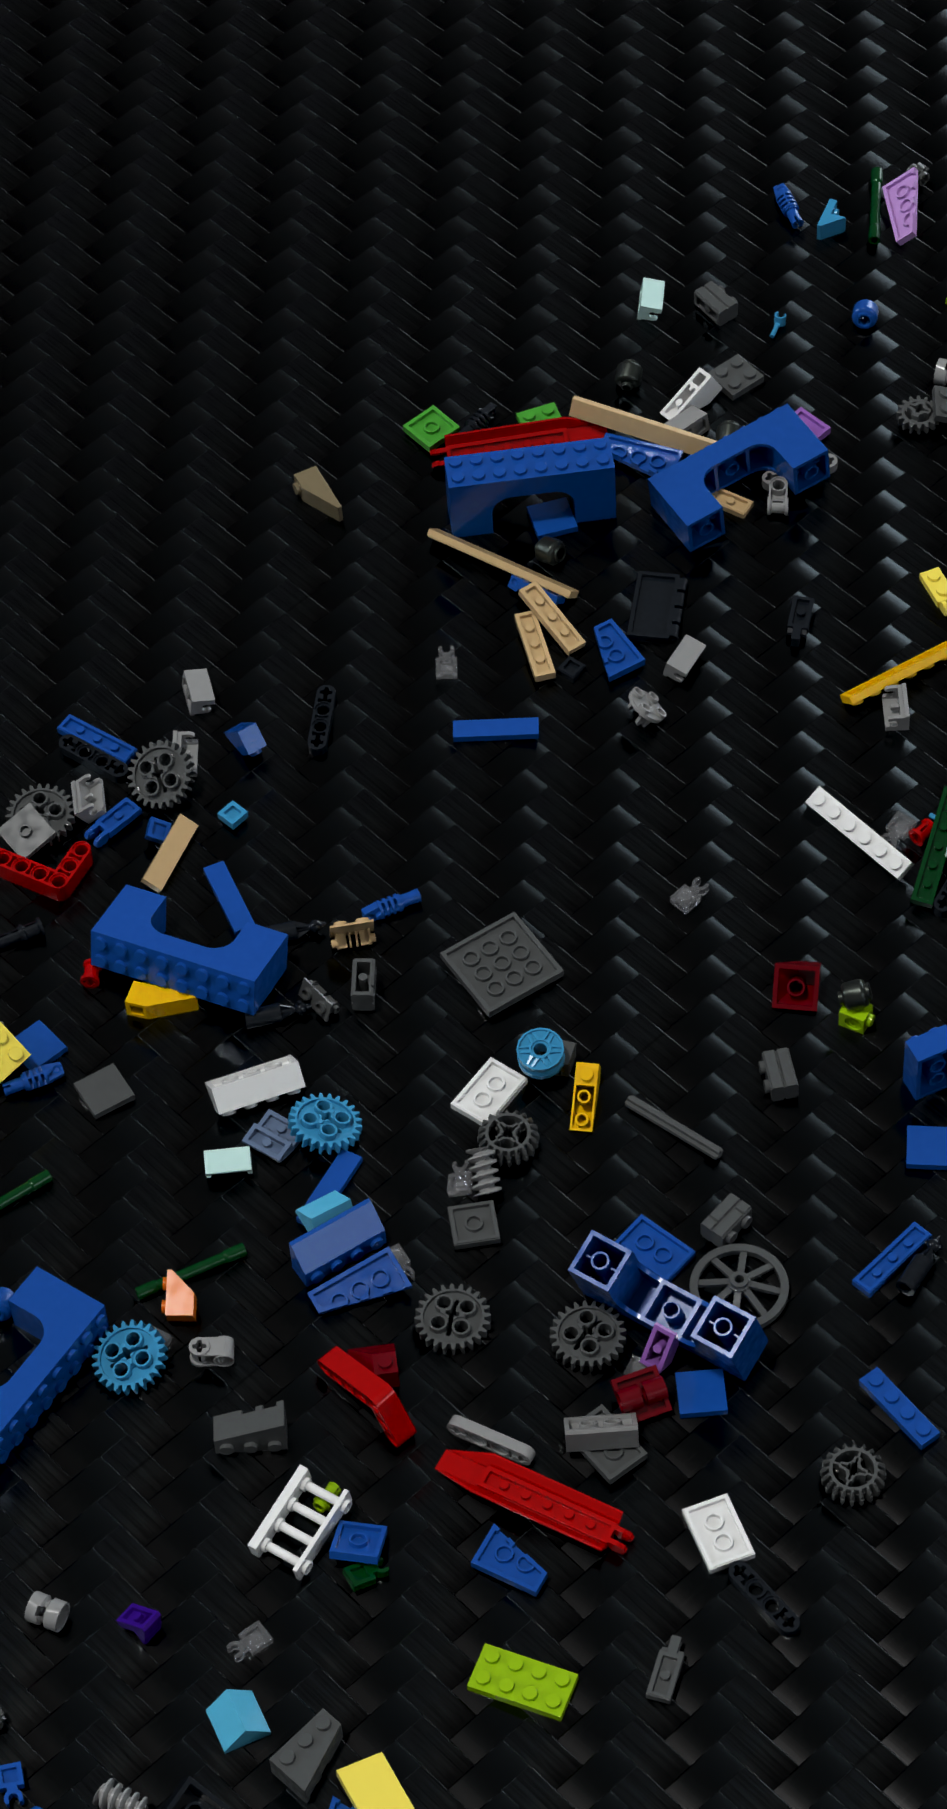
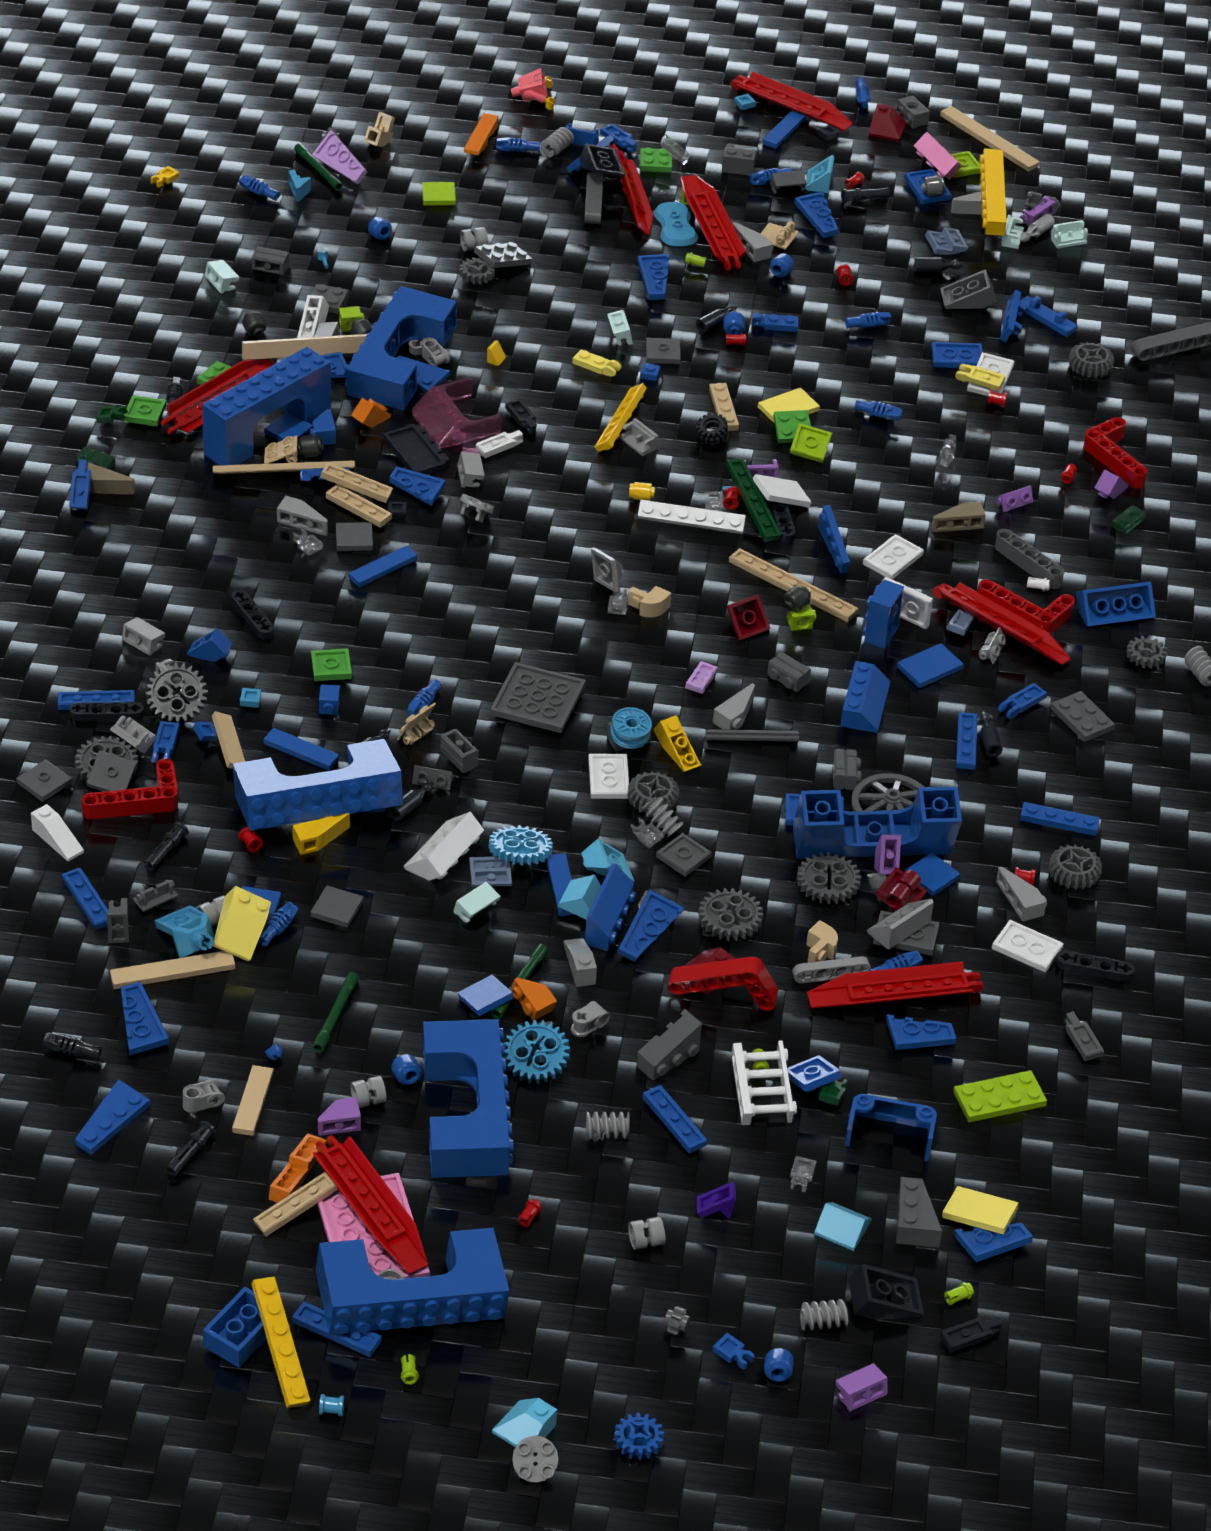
camera: 45 degrees left, 10 degrees down
(118, 1477) = (607, 1125): none -> light grey piece
(141, 1268) = (485, 995): none -> tile
(189, 1508) = (675, 1119): none -> blue plate
(264, 1283) = (581, 962): none -> light grey slope
(285, 489) = (80, 486): none -> blue hinge
(300, 857) = (329, 699): none -> blue brick
(338, 463) = (96, 457): none -> clear green plate
(340, 818) = (331, 664): none -> bright green plate
(391, 1191) = (600, 857): none -> medium azure slope
(393, 416) = (109, 413): none -> dark green plate
(416, 1654) = (893, 1111): none -> blue windscreen
(464, 624) = (301, 515): none -> light grey slope
(500, 679) = (354, 536): none -> dark grey tile
(512, 1408) = (822, 941): none -> tan brick
(518, 543) = (285, 448): none -> tan hinge
(565, 1474) = (904, 960): none -> blue hinge
(583, 536) = (324, 427): none -> blue slope
(645, 541) = (370, 412): none -> orange slope
(680, 1089) = (733, 712): none -> light grey slope
(686, 1031) = (701, 677): none -> lavender plate
(706, 852) = (606, 570): none -> light grey slope
(707, 148) = (165, 175): none -> yellow plate
(711, 580) = (445, 421): none -> clear pink windscreen
(718, 917) = (651, 603): none -> tan brick
(732, 410) = (348, 316): none -> lime brick
(739, 516) = (428, 375): none -> blue wing
(744, 641) = (499, 443): none -> white hinge
(763, 1480) = (1022, 895): none -> light grey slope
(788, 1453) = (1027, 876): none -> red bush
(829, 1149) = (865, 698): none -> blue slope
(834, 775) = (641, 491): none -> yellow brick
(842, 529) = (495, 354): none -> yellow slope
(889, 968) = (787, 581): none -> tan tile

